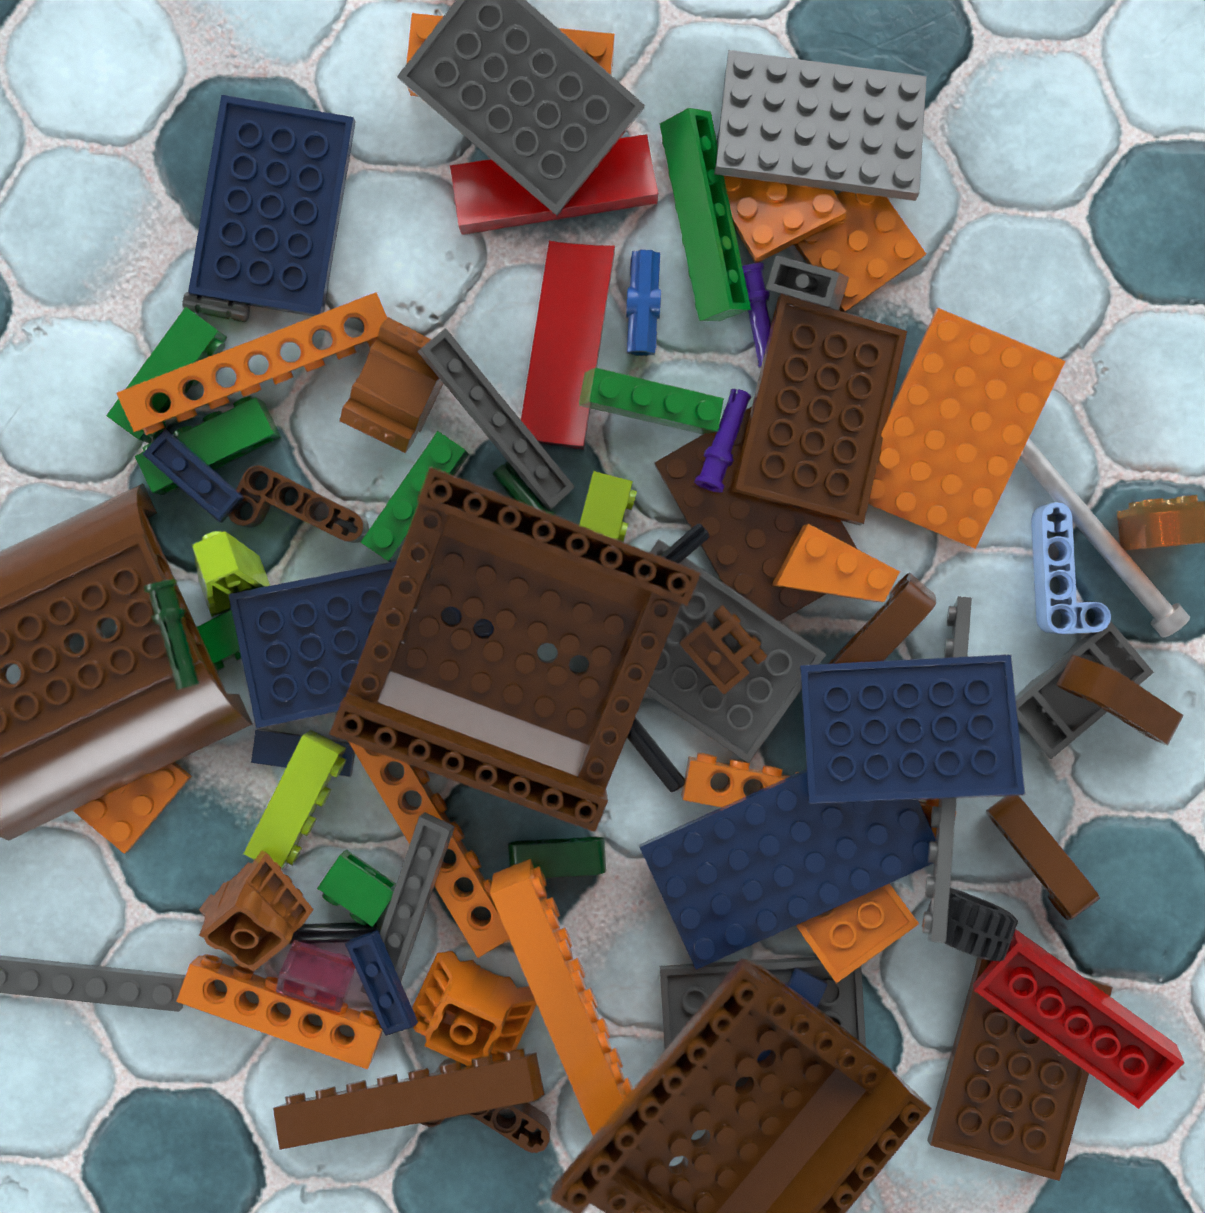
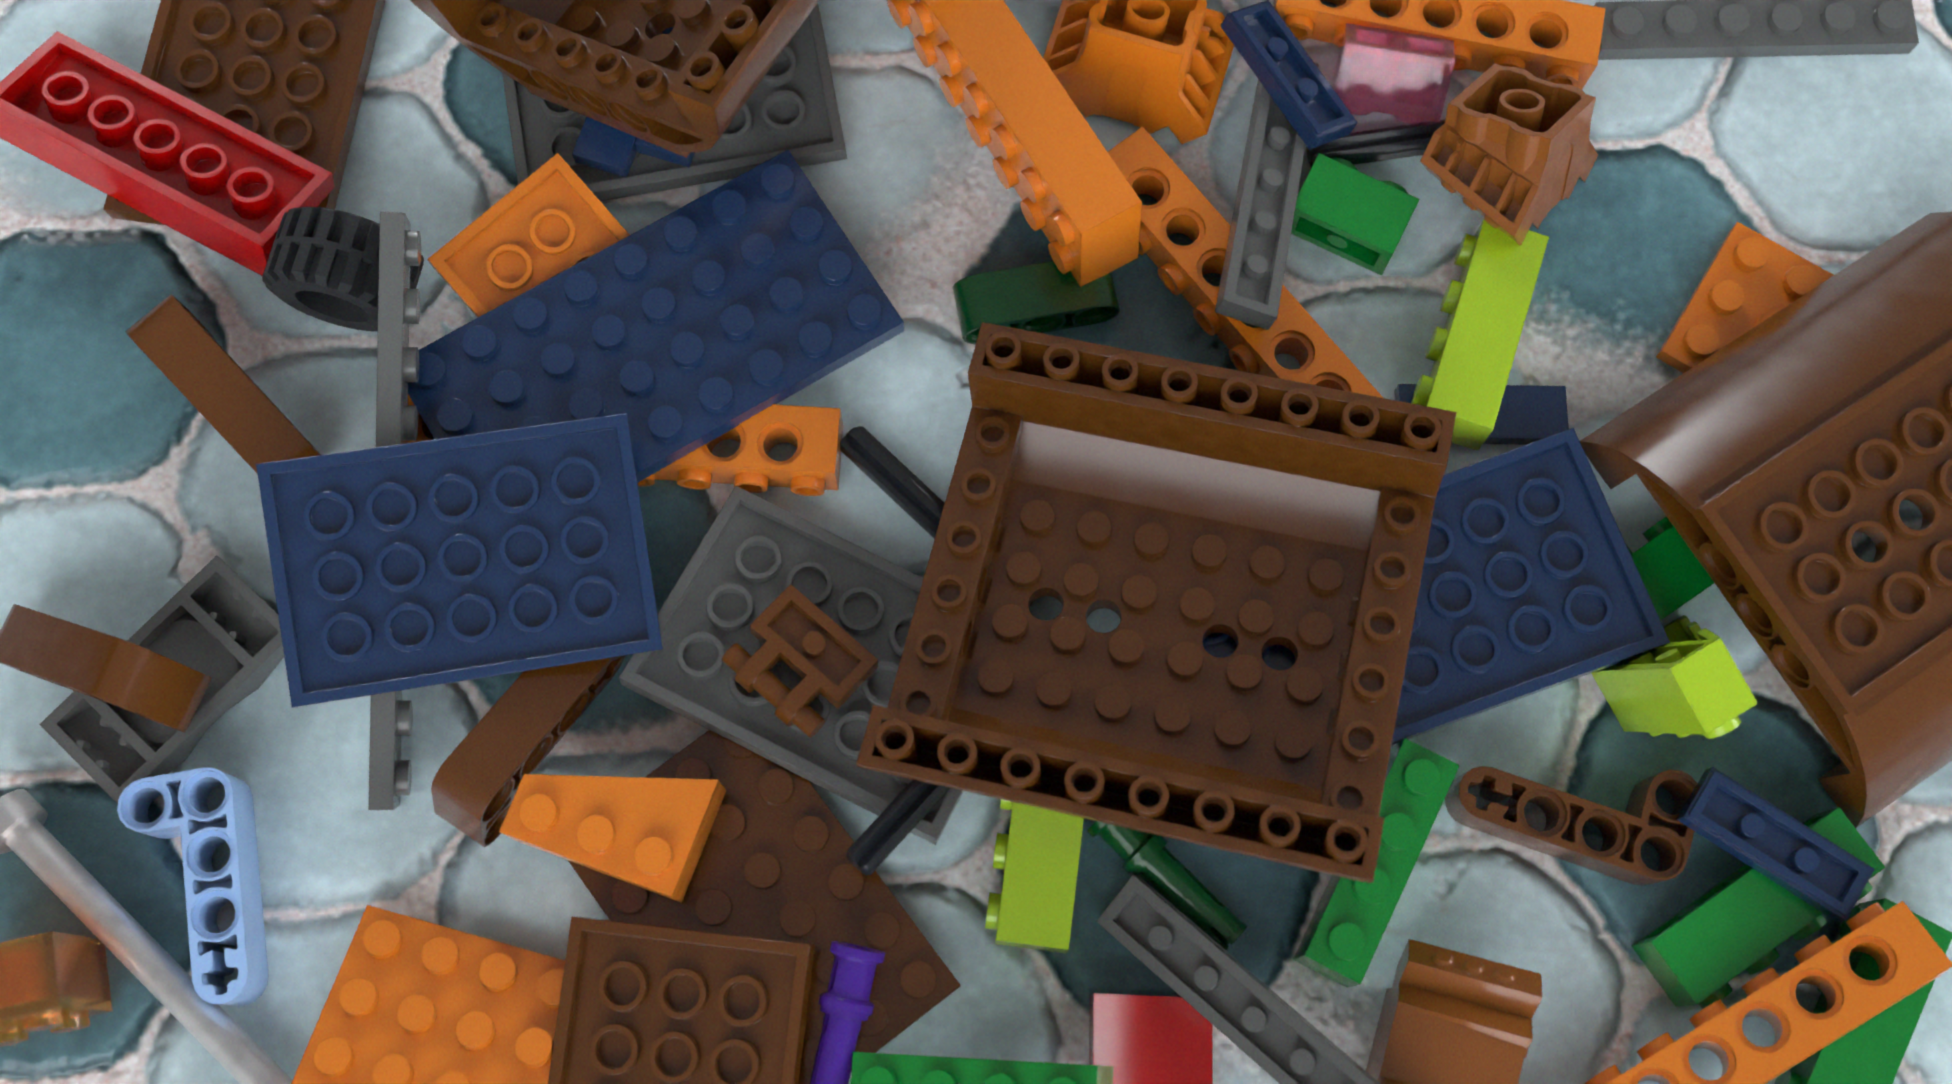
camera: 170 degrees right, 15 degrees down
(169, 618) = (1768, 568): dark green pin -> none

